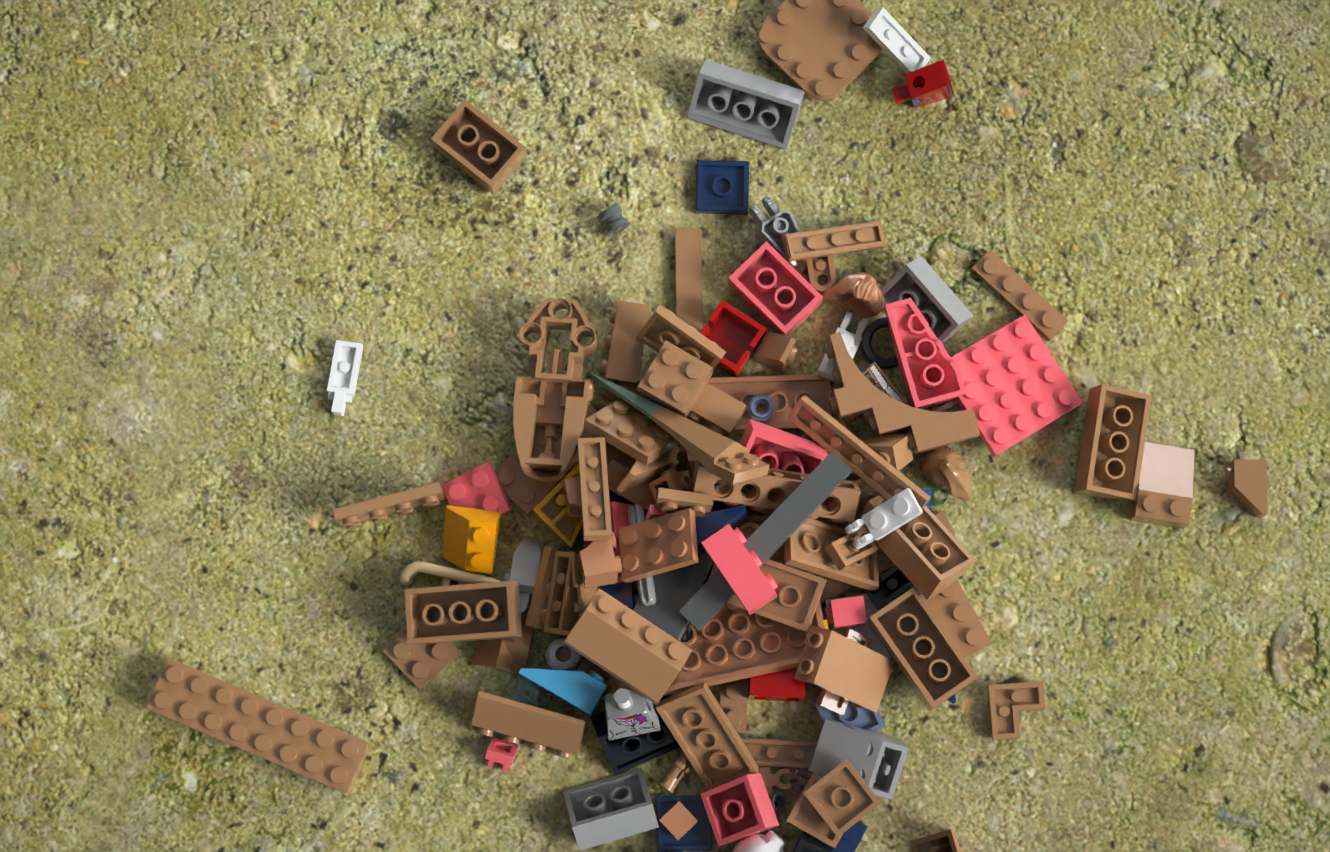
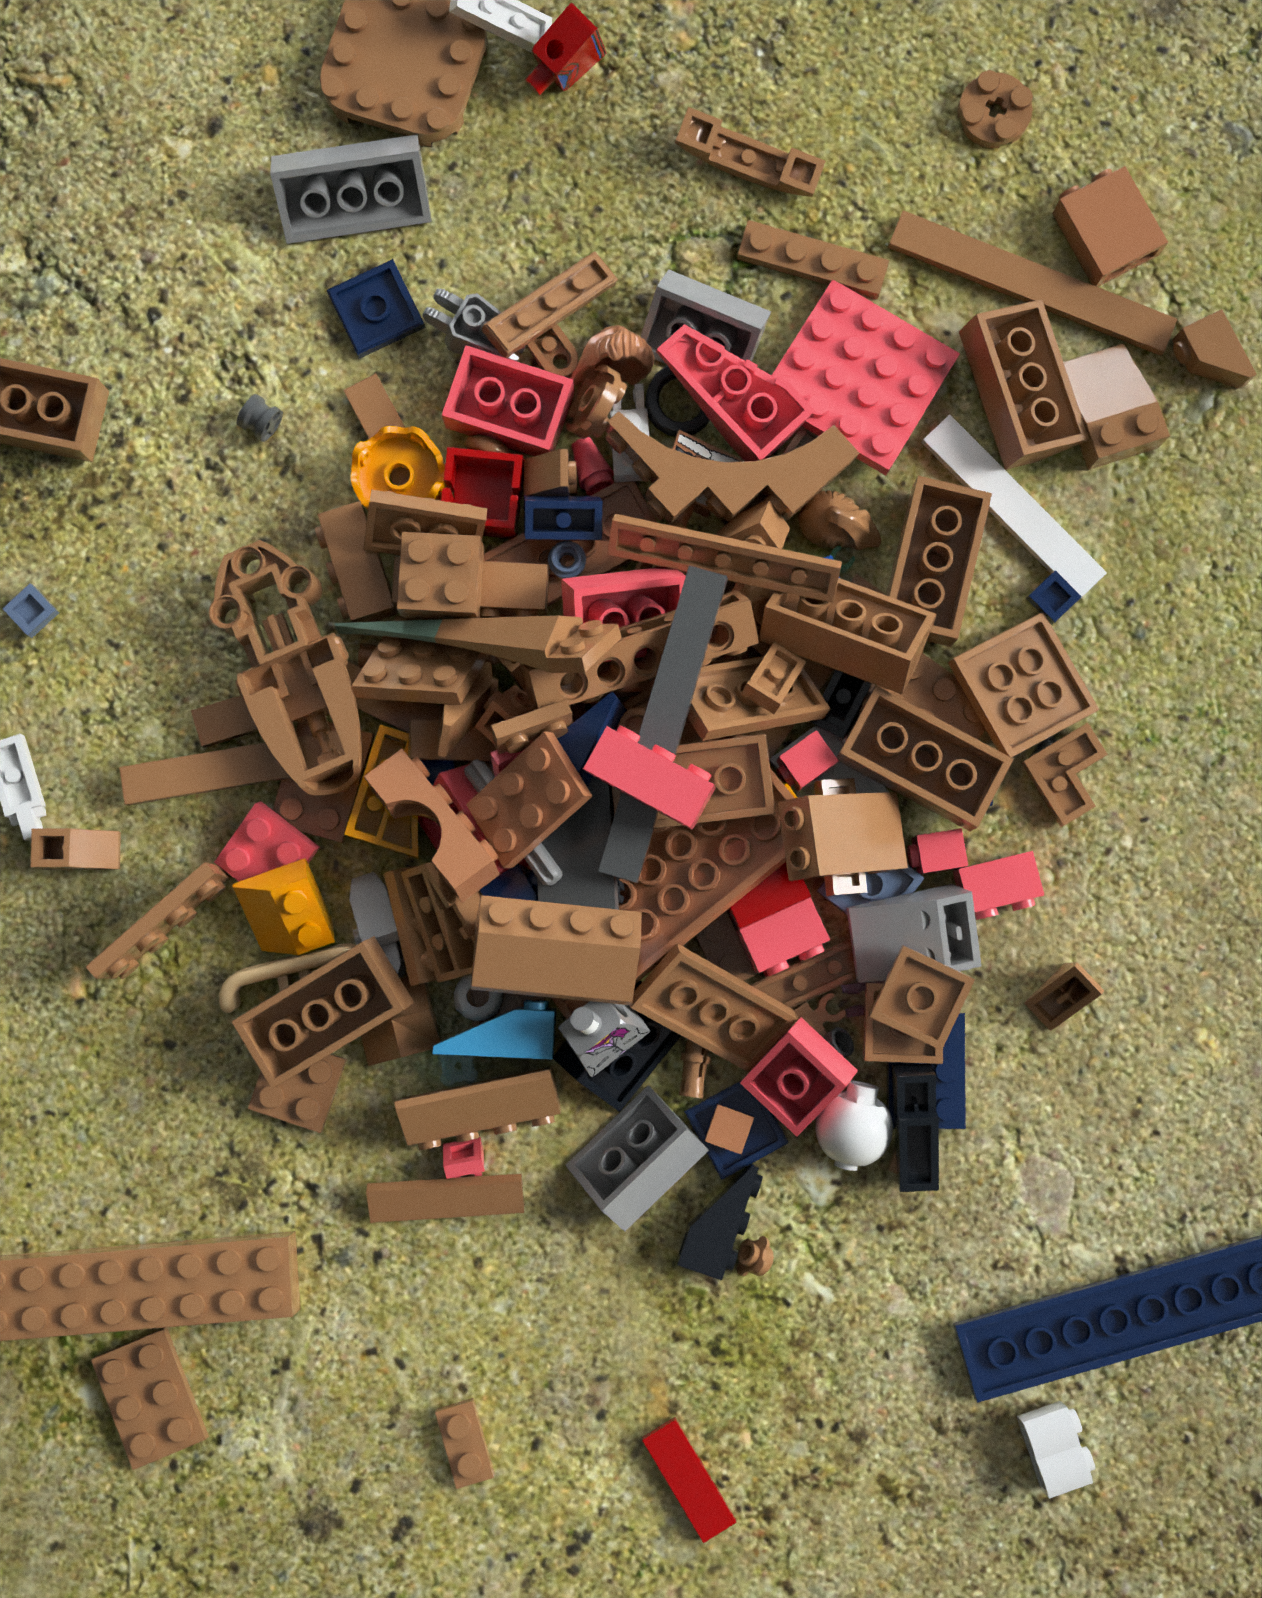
camera: 30 degrees left, 5 degrees up
(228, 800) = (149, 1398): none -> medium nougat plate
(360, 433) = (75, 849): none -> medium nougat slope
(408, 269) = (30, 610): none -> sand blue plate
(471, 428) = (212, 771): none -> medium nougat tile
(477, 771) = (445, 1198): none -> medium nougat tile
(493, 400) = (223, 721): none -> medium nougat tile
(594, 489) = (409, 769): medium nougat plate -> none
(686, 283) = (392, 449): none -> light orange plate
(746, 308) = (485, 443): none -> medium nougat piece
(771, 380) = (563, 517): none -> dark blue brick
(775, 716) = (784, 936): none -> coral piece
(807, 358) = (591, 466): none -> coral cone
(829, 317) = (594, 402): none -> medium nougat plate
(886, 518) = (800, 616): white hinge -> none
(902, 714) = (937, 852): none -> coral brick
(932, 755) = (1001, 883): none -> coral brick
(1000, 524) = (939, 552): none -> medium nougat brick
(1011, 209) = (748, 158): none -> medium nougat slope
(1012, 636) = (1023, 686): none -> medium nougat plate
(1063, 590) = (1054, 597): none -> dark blue plate
(1067, 520) = (1013, 505): none -> white tile
(1155, 381) = (1032, 282): none -> medium nougat tile
(1189, 242) = (998, 89): none -> medium nougat plate
(1222, 369) = (1109, 226): none -> nougat brick

